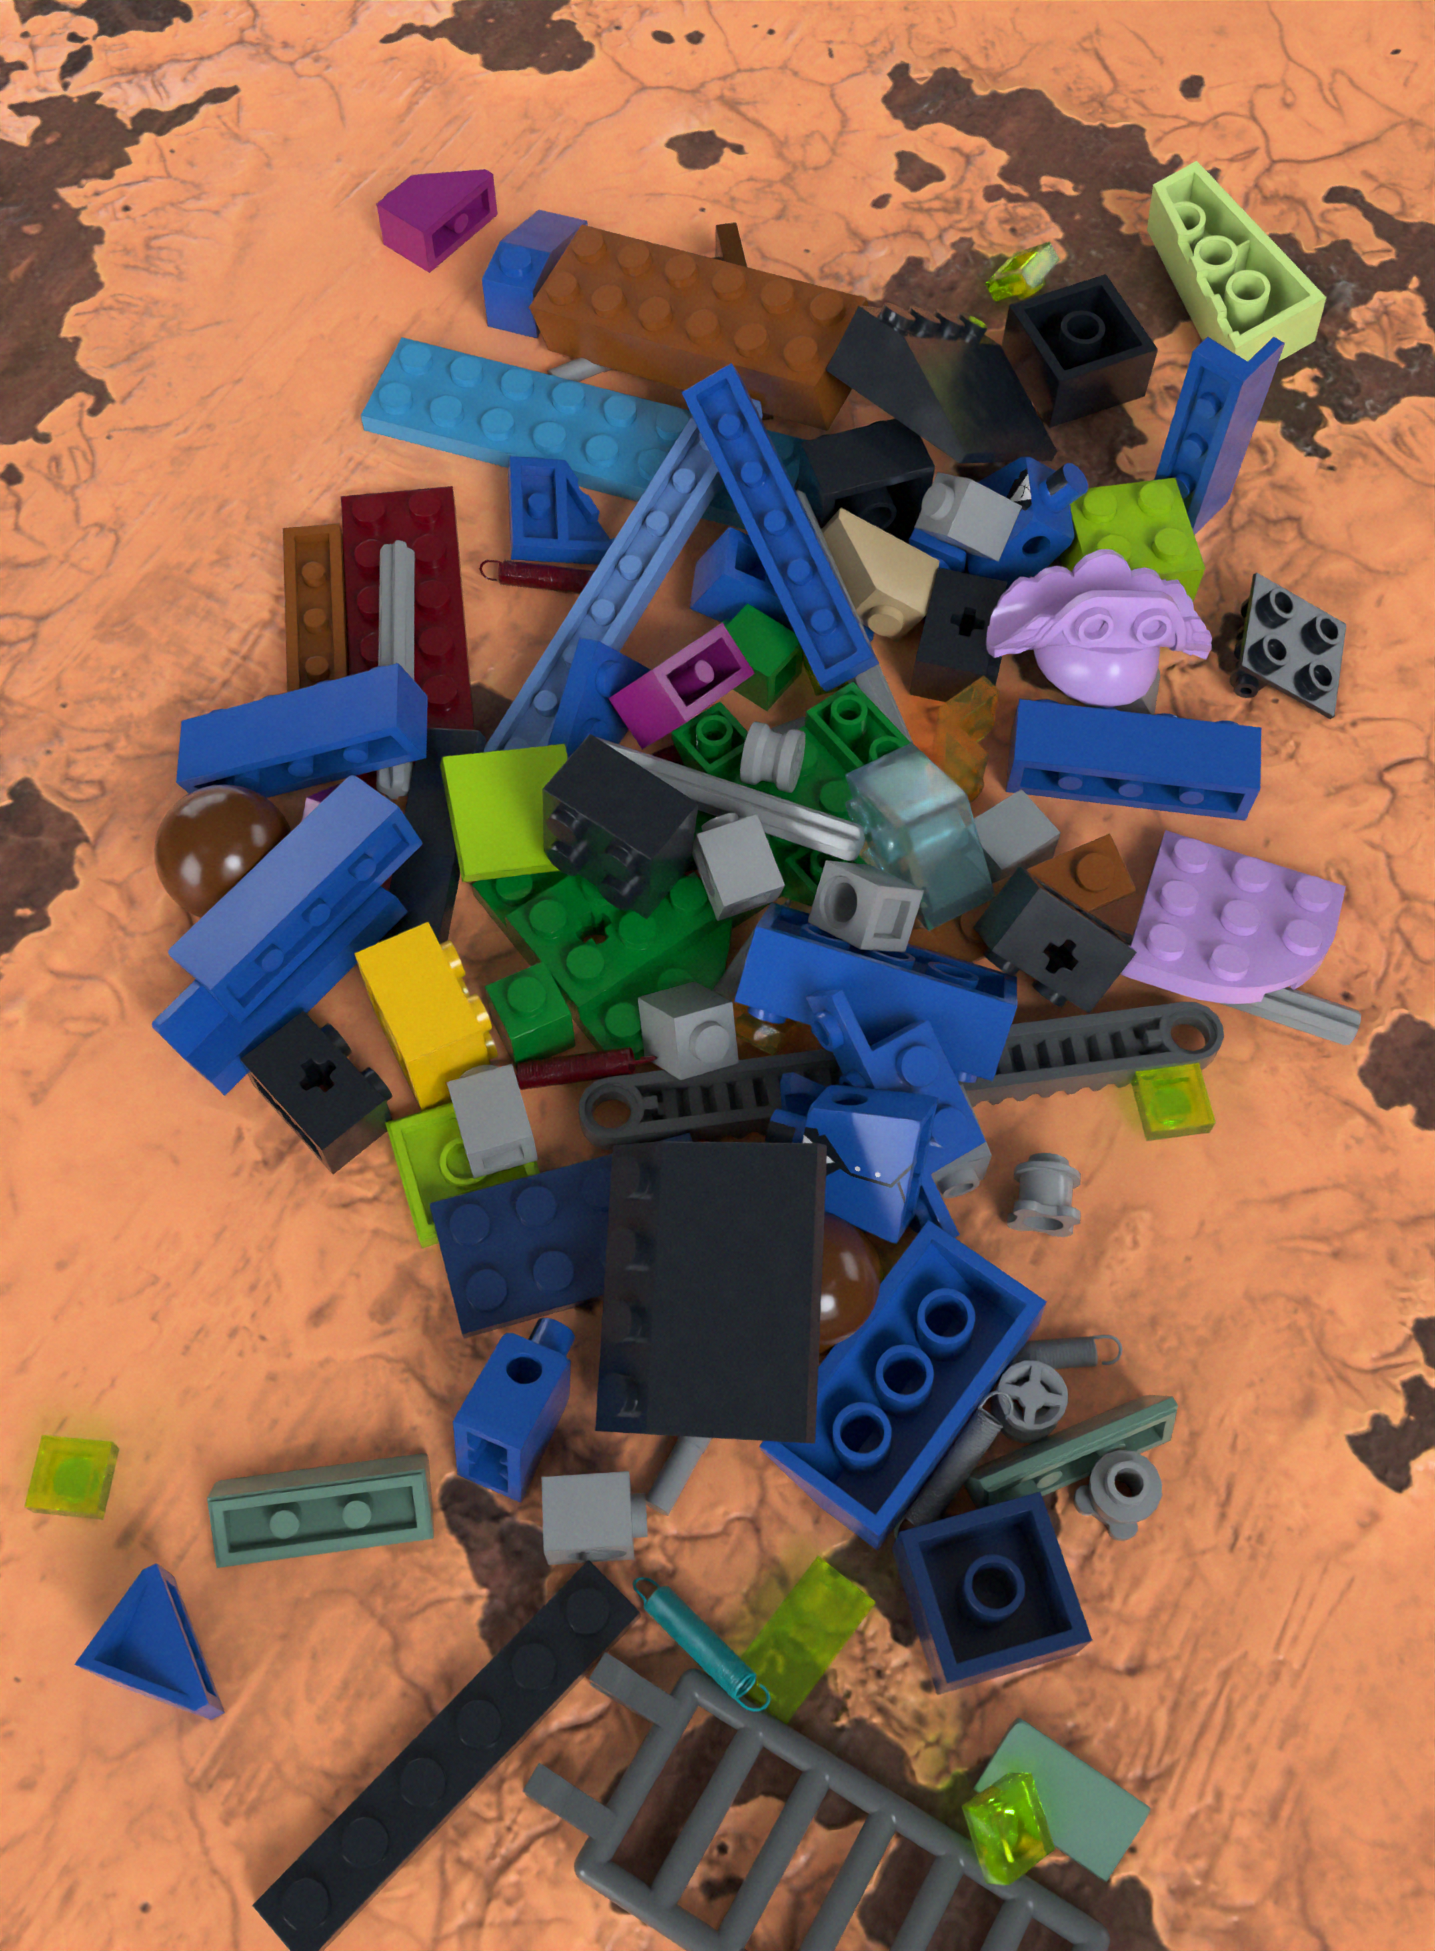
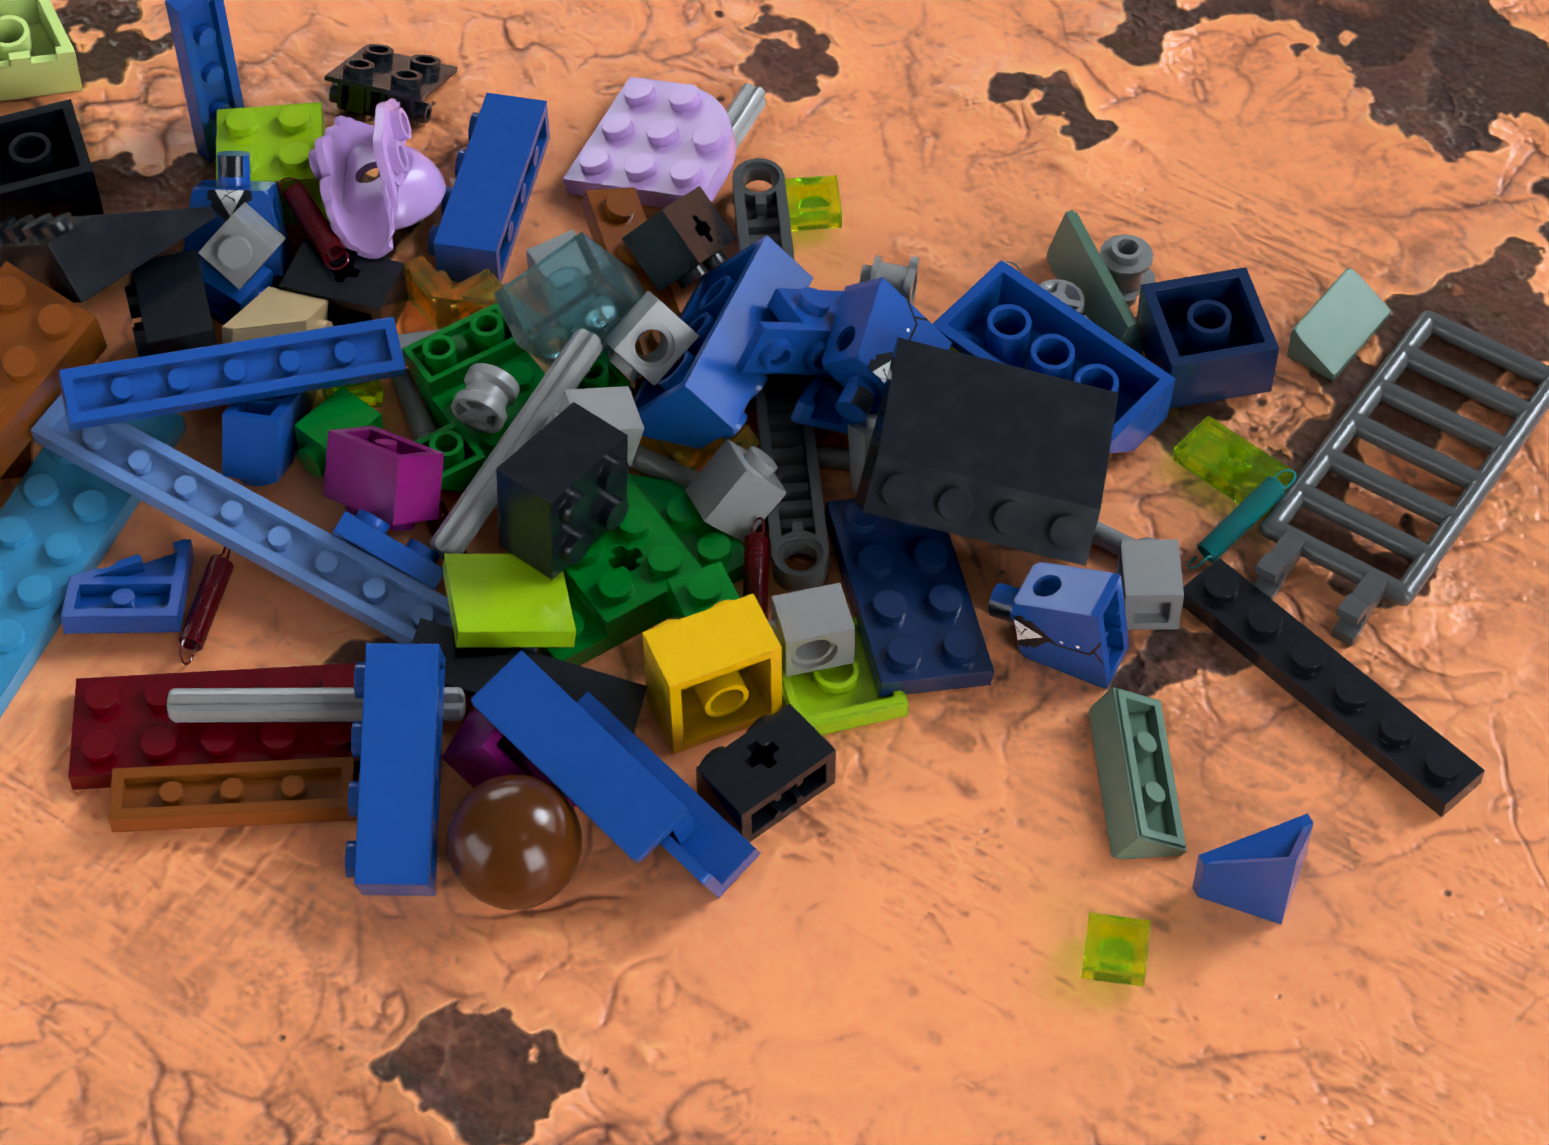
camera: 85 degrees left, 10 degrees down
(988, 596) = (313, 222): none -> dark red piece
(1008, 1828) = (1365, 346): clear neon green plate -> none

